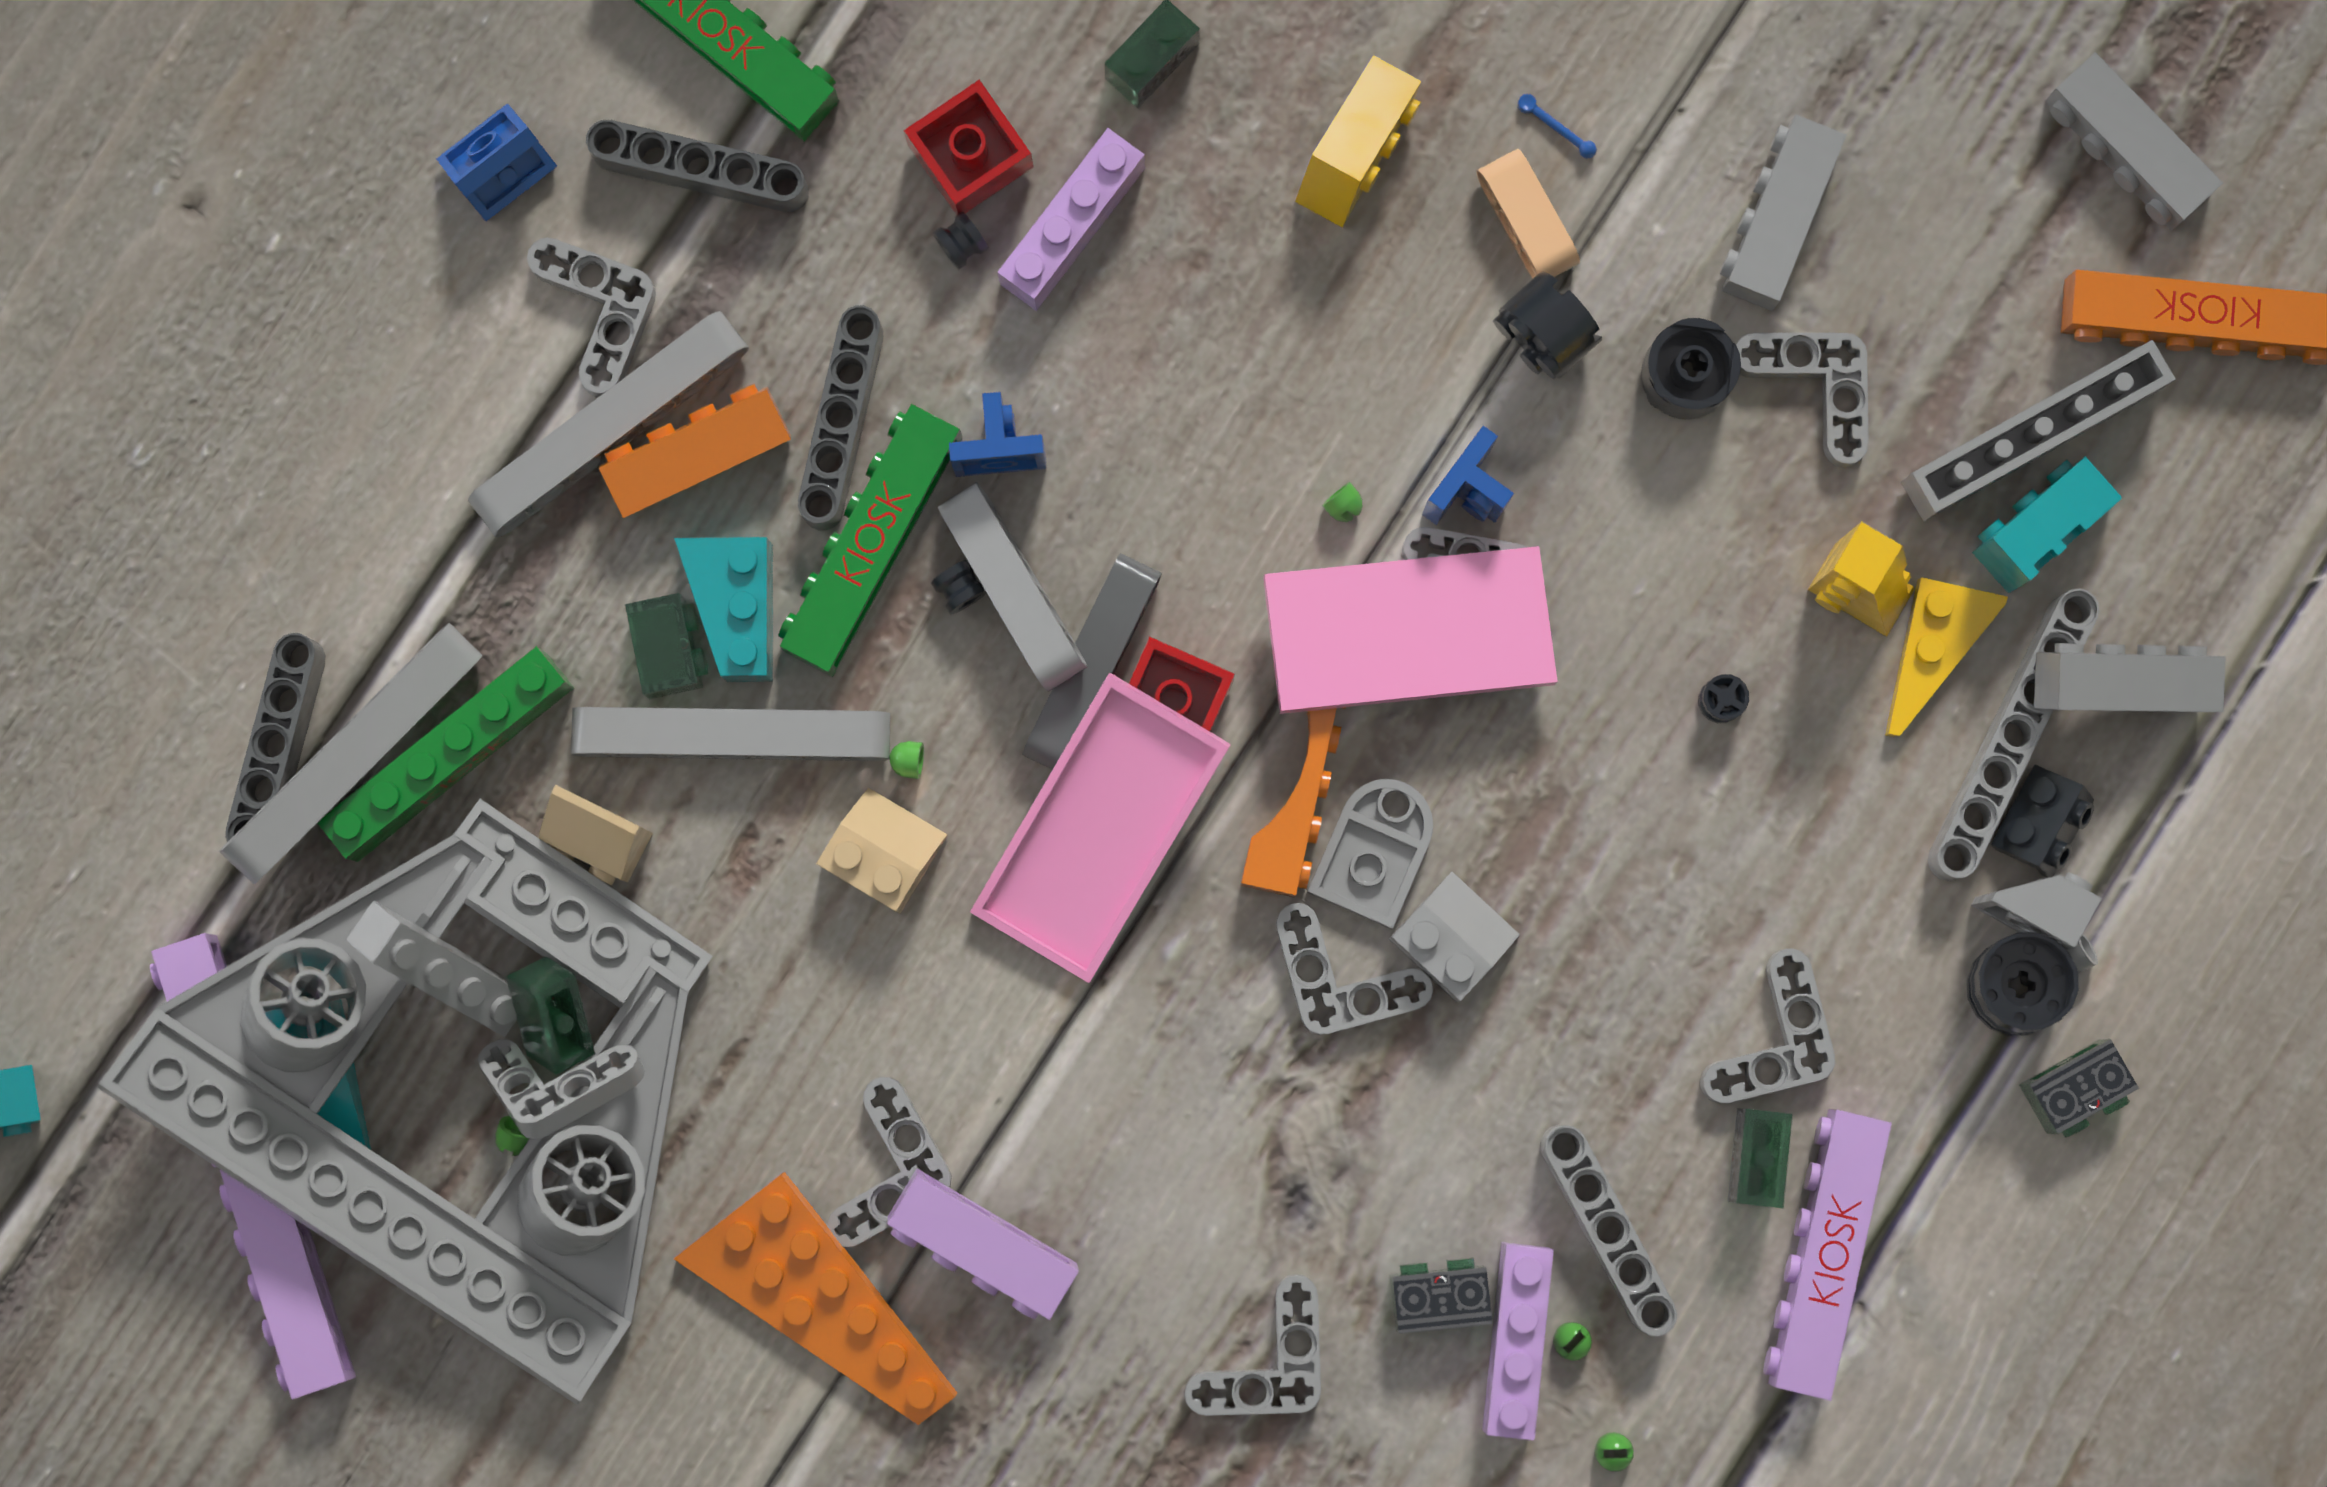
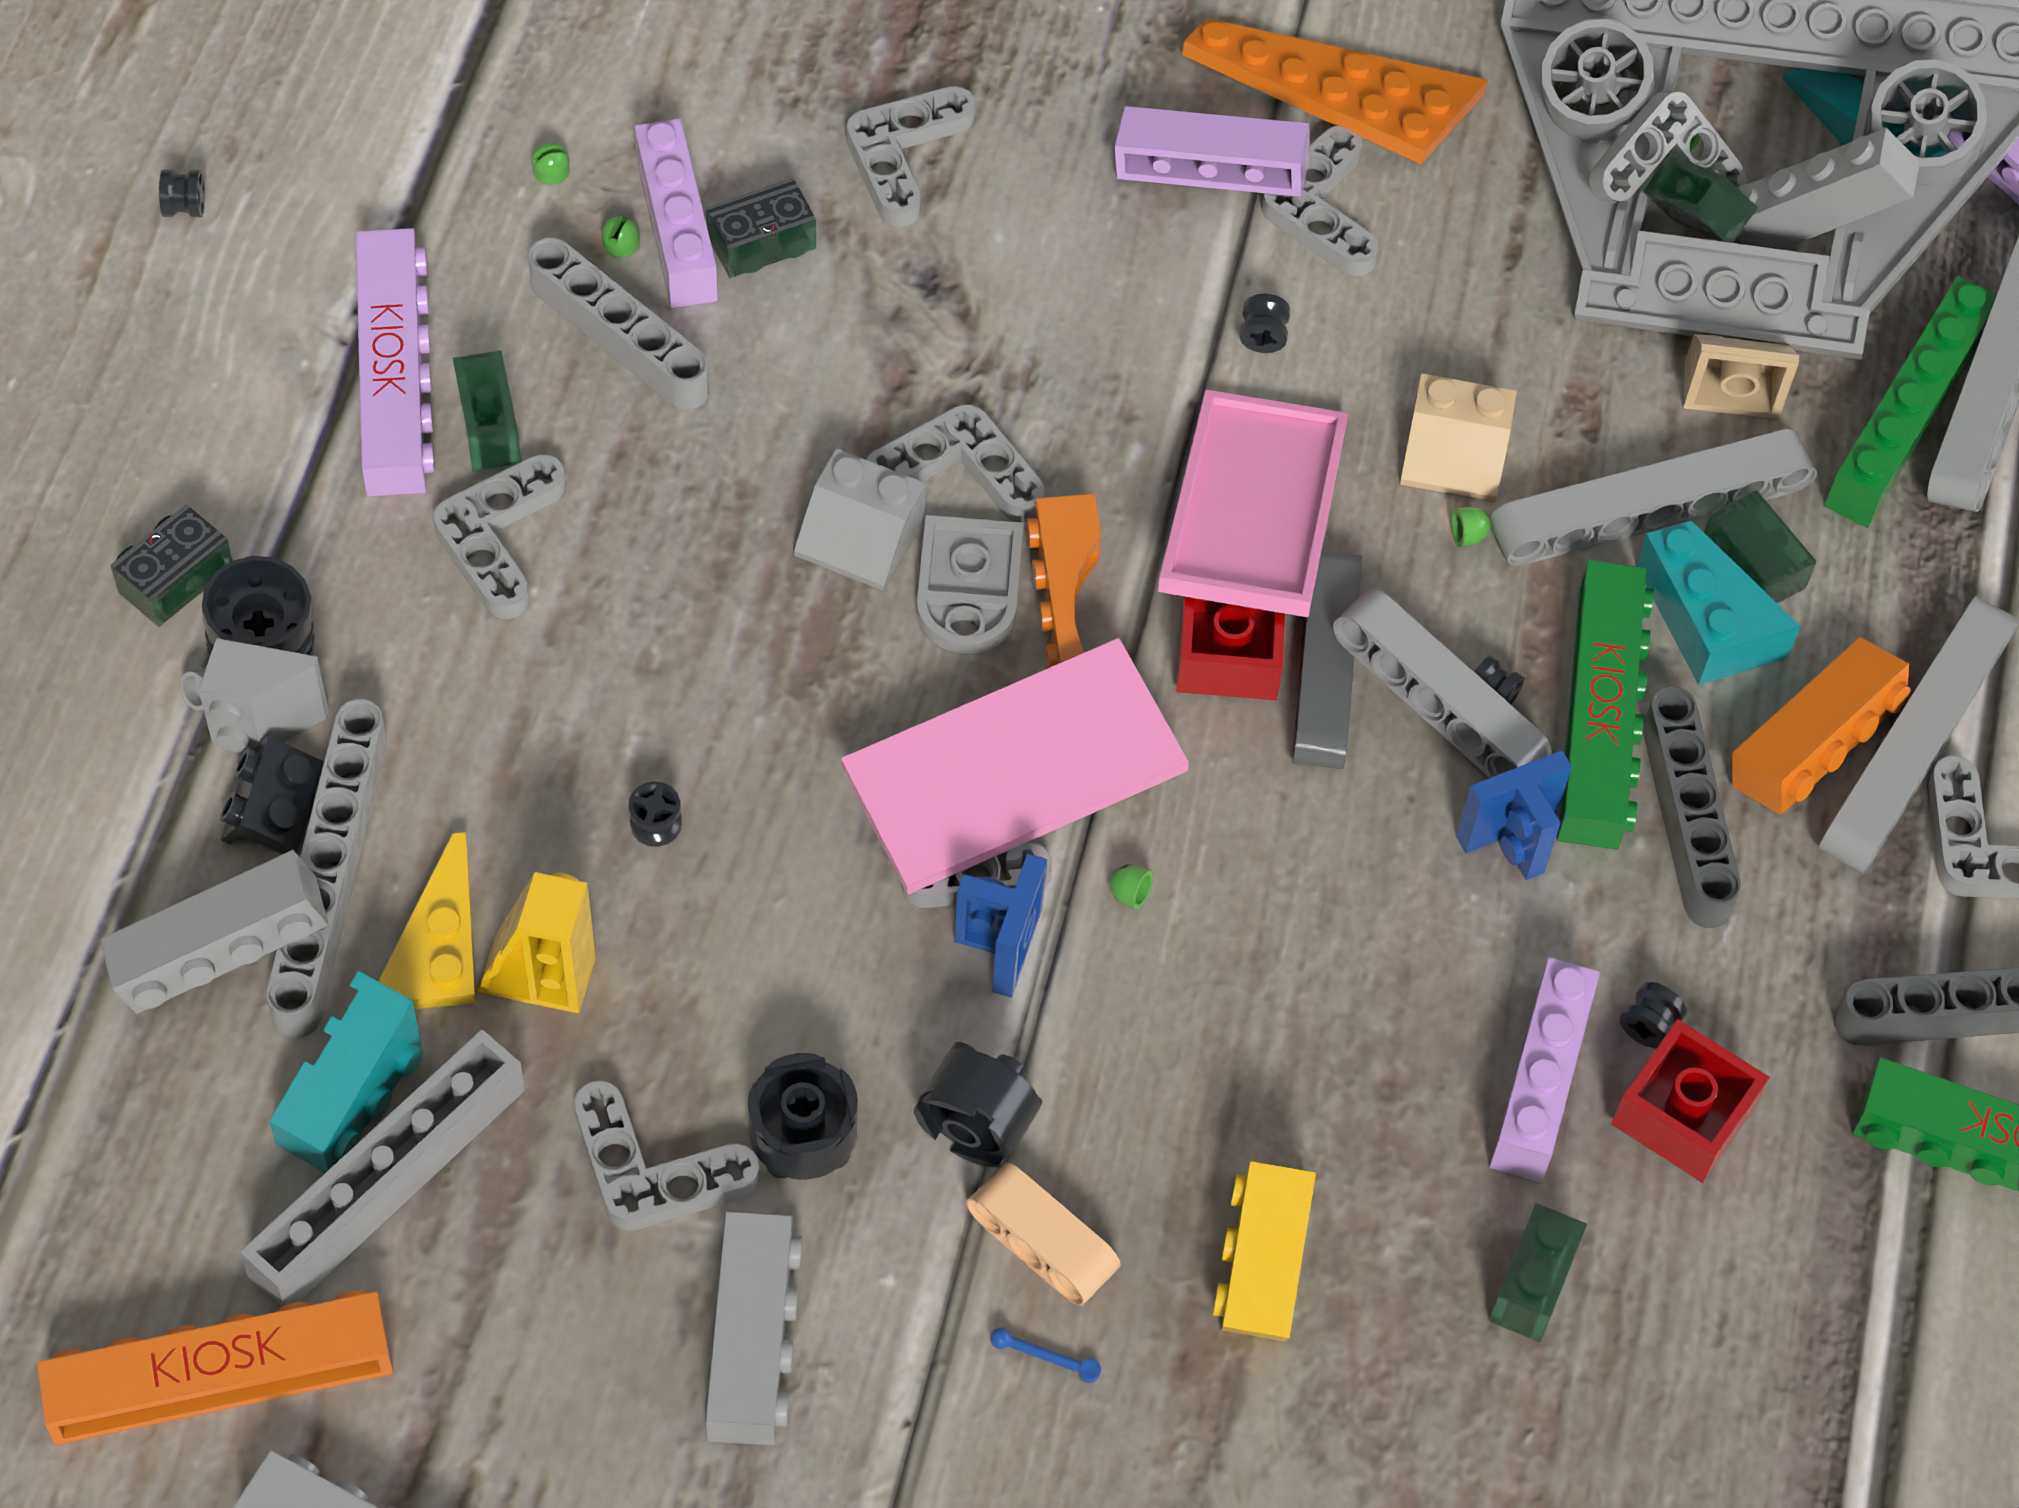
camera: 155 degrees right, 25 degrees down
(1007, 1036) = (1265, 323): none -> black wheel

